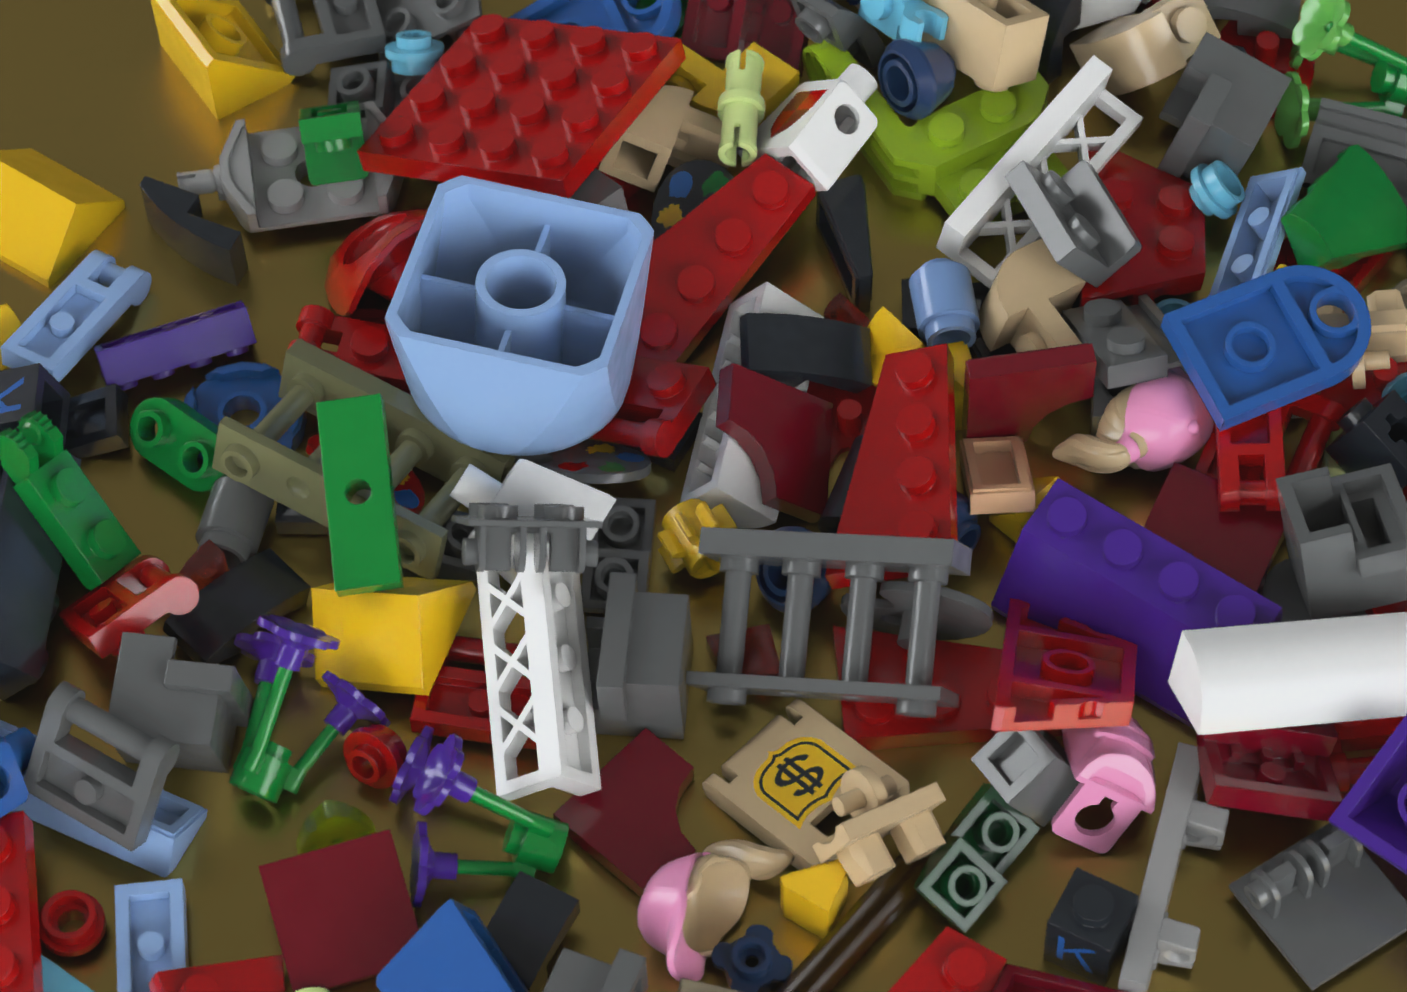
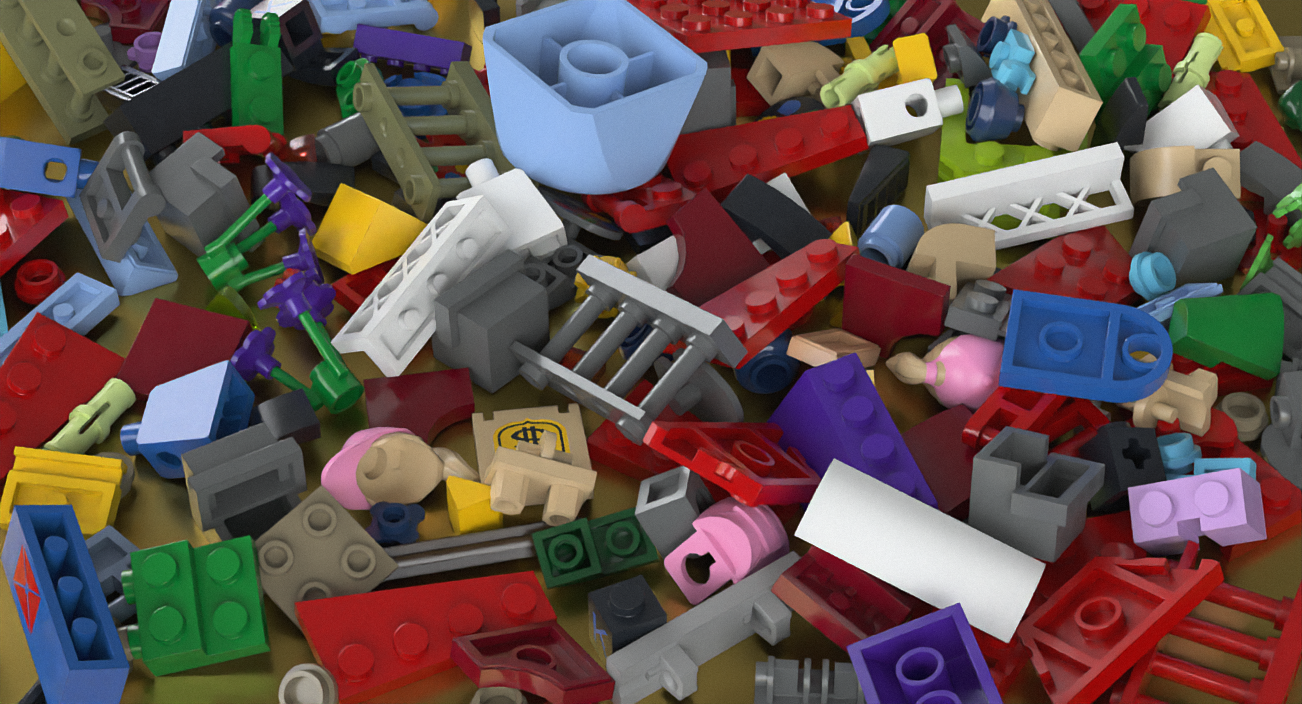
camera: 35 degrees right, 15 degrees down
(356, 459) = (399, 132): green tile -> none
(497, 521) = (475, 199): dark grey hinge -> none
(792, 63) = (914, 59): none -> yellow slope
(1076, 219) = (1013, 231): dark grey bracket -> none

